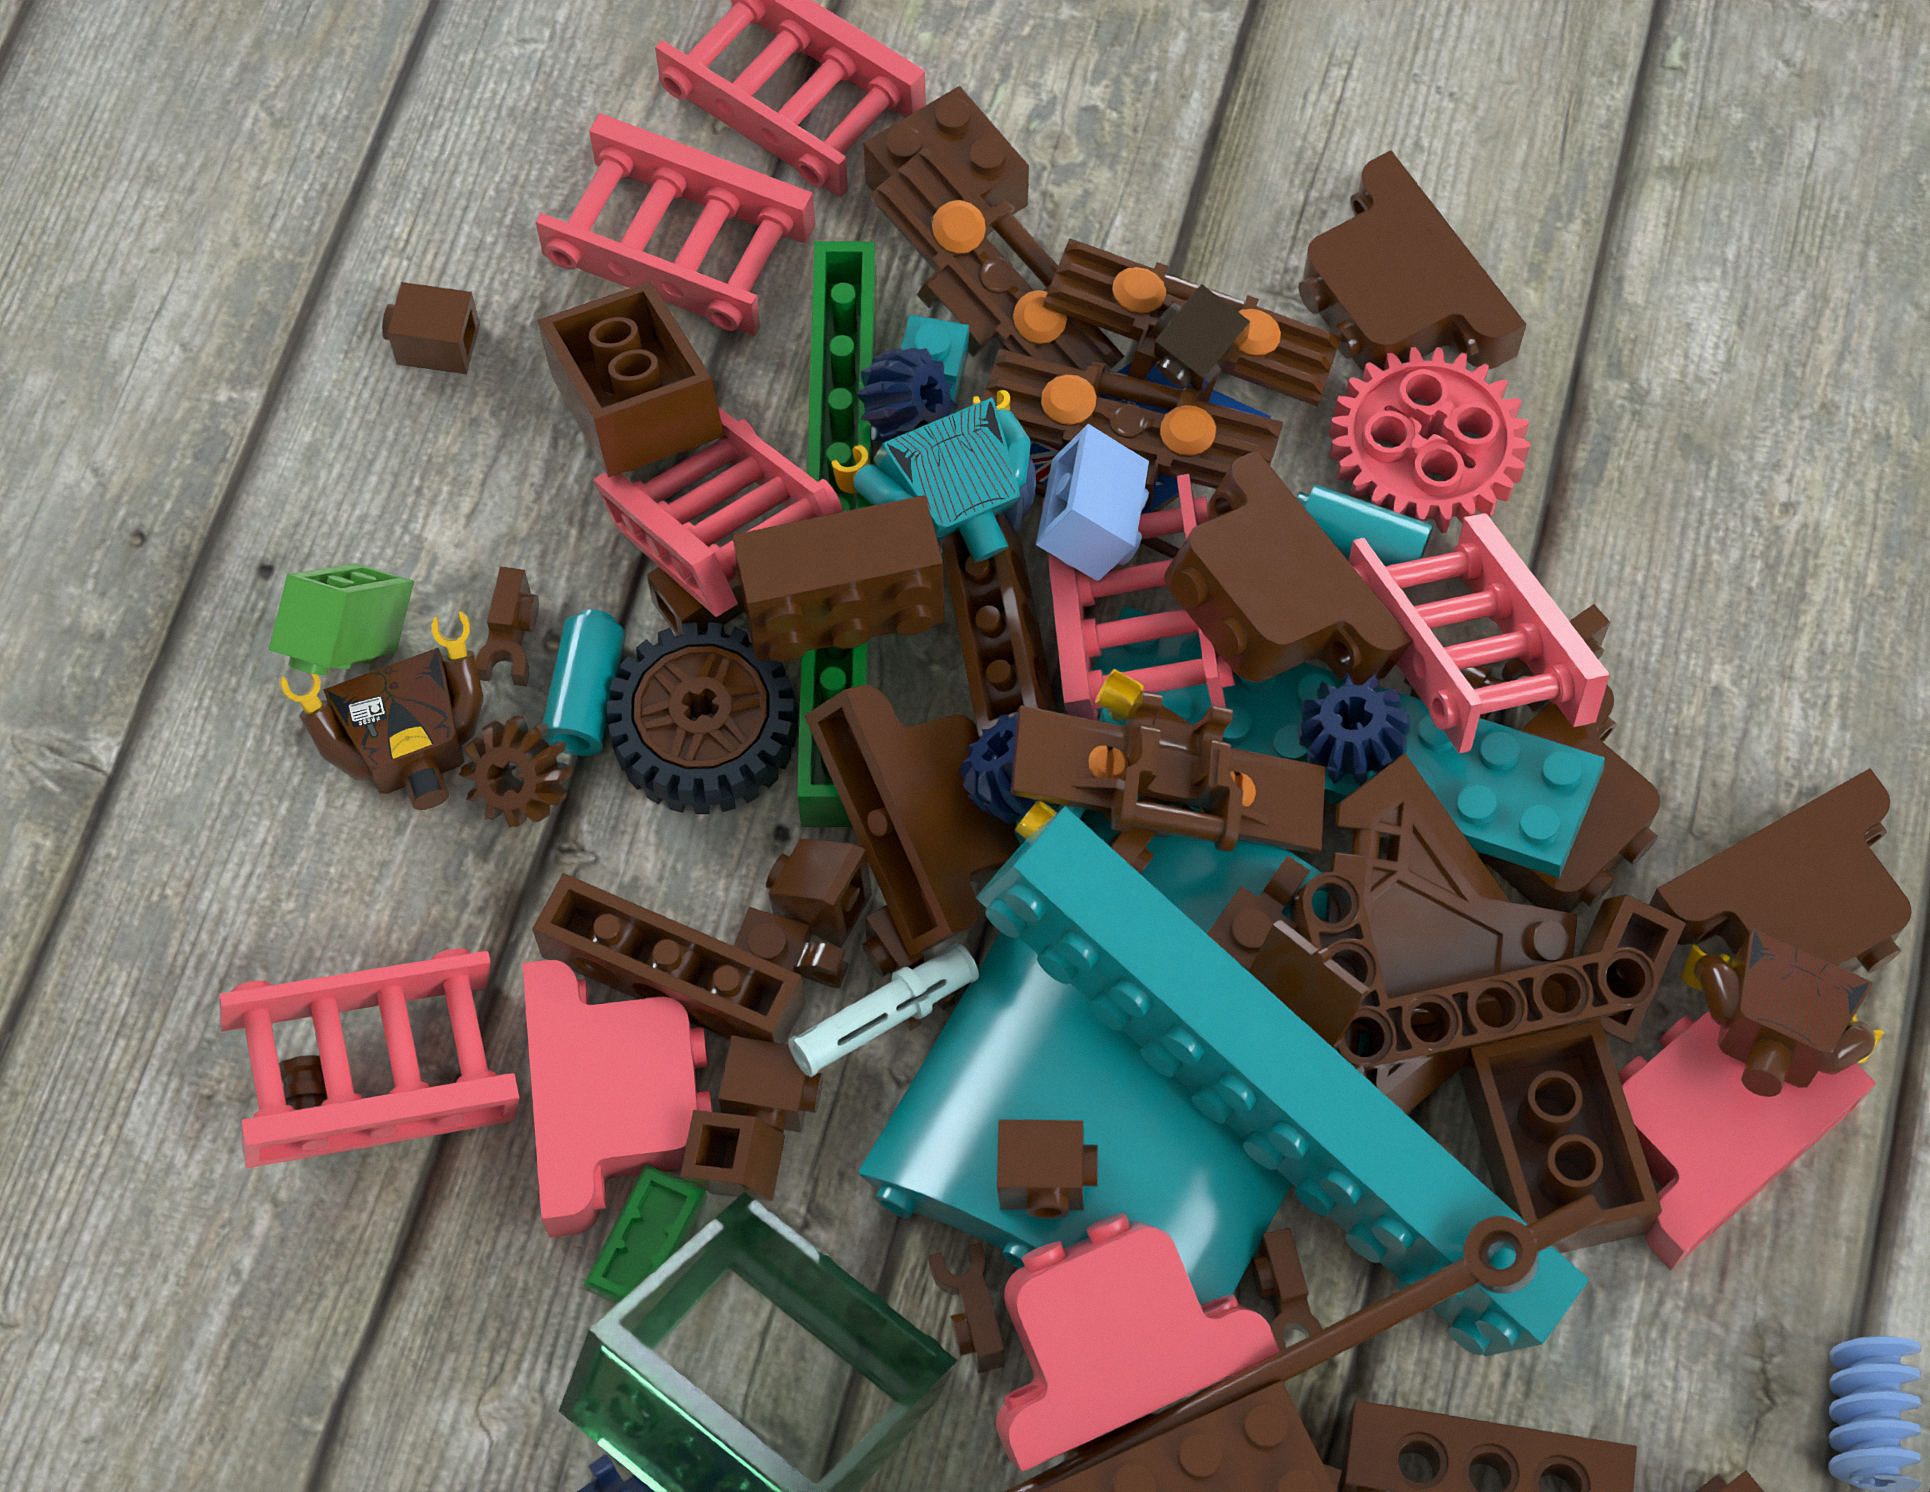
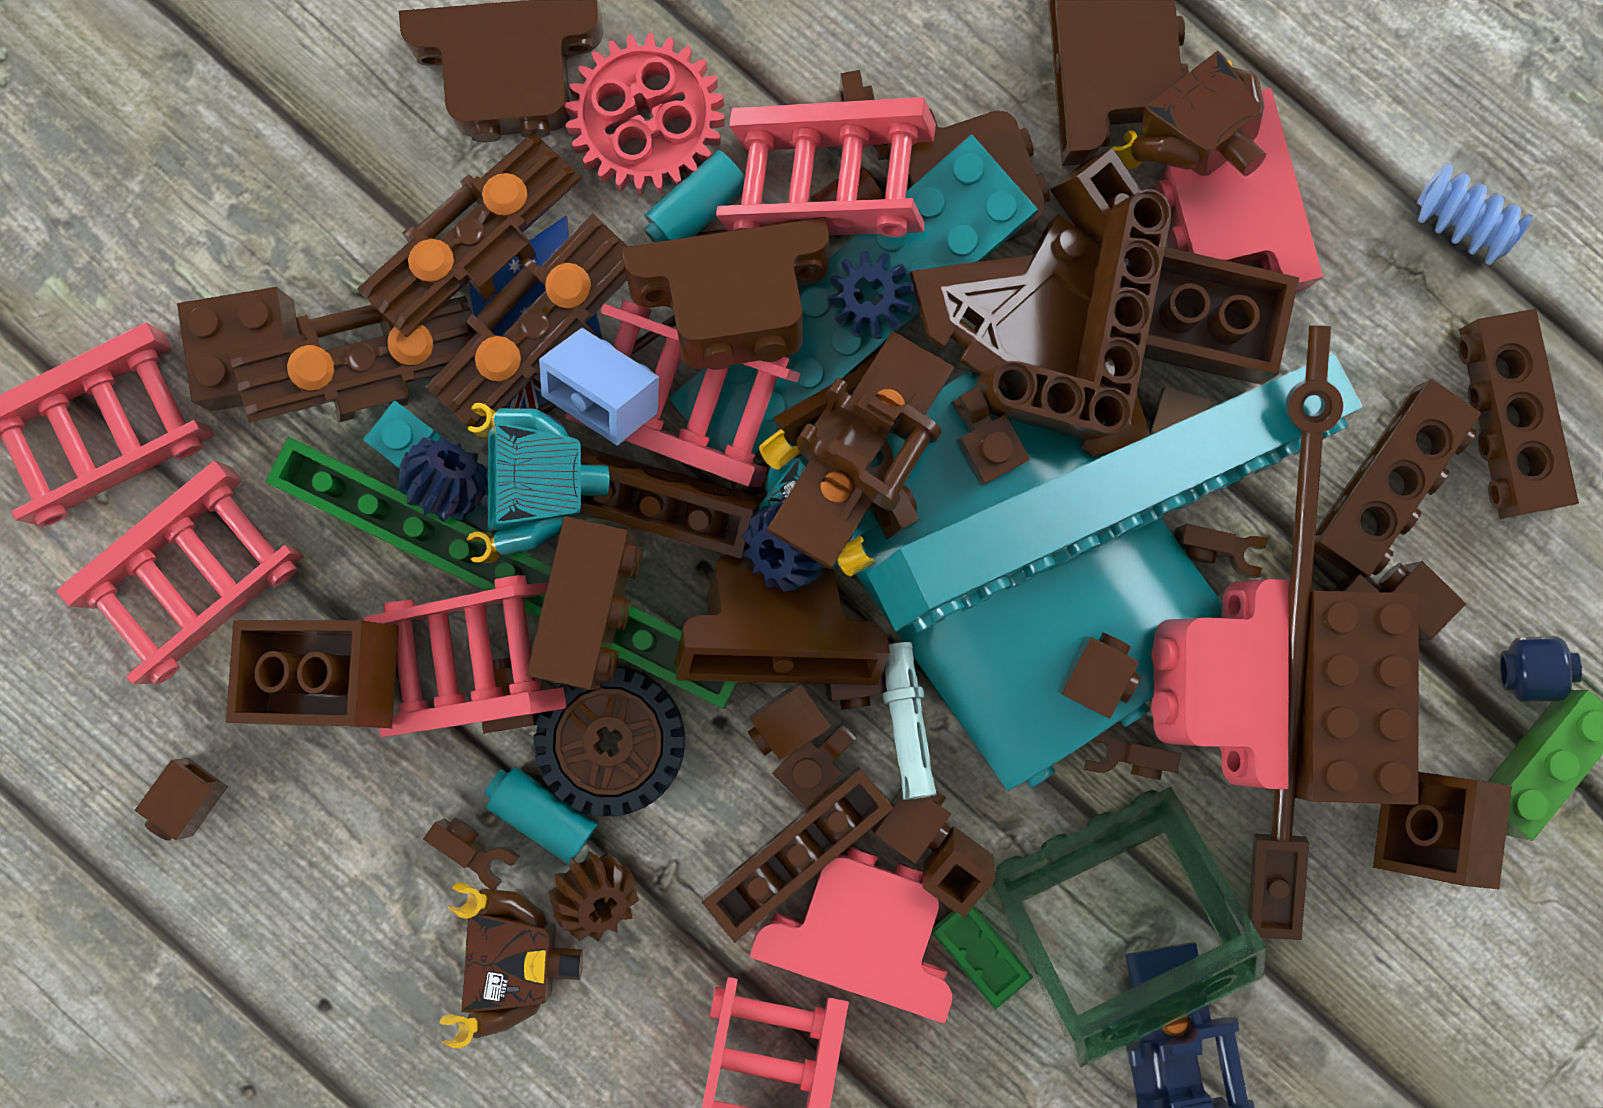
camera: 70 degrees left, 20 degrees up
(340, 617) = (416, 981): bright green brick -> none
(1198, 339) = (501, 240): dark brown brick -> none
(1308, 982) = (1067, 440): reddish brown piece -> none

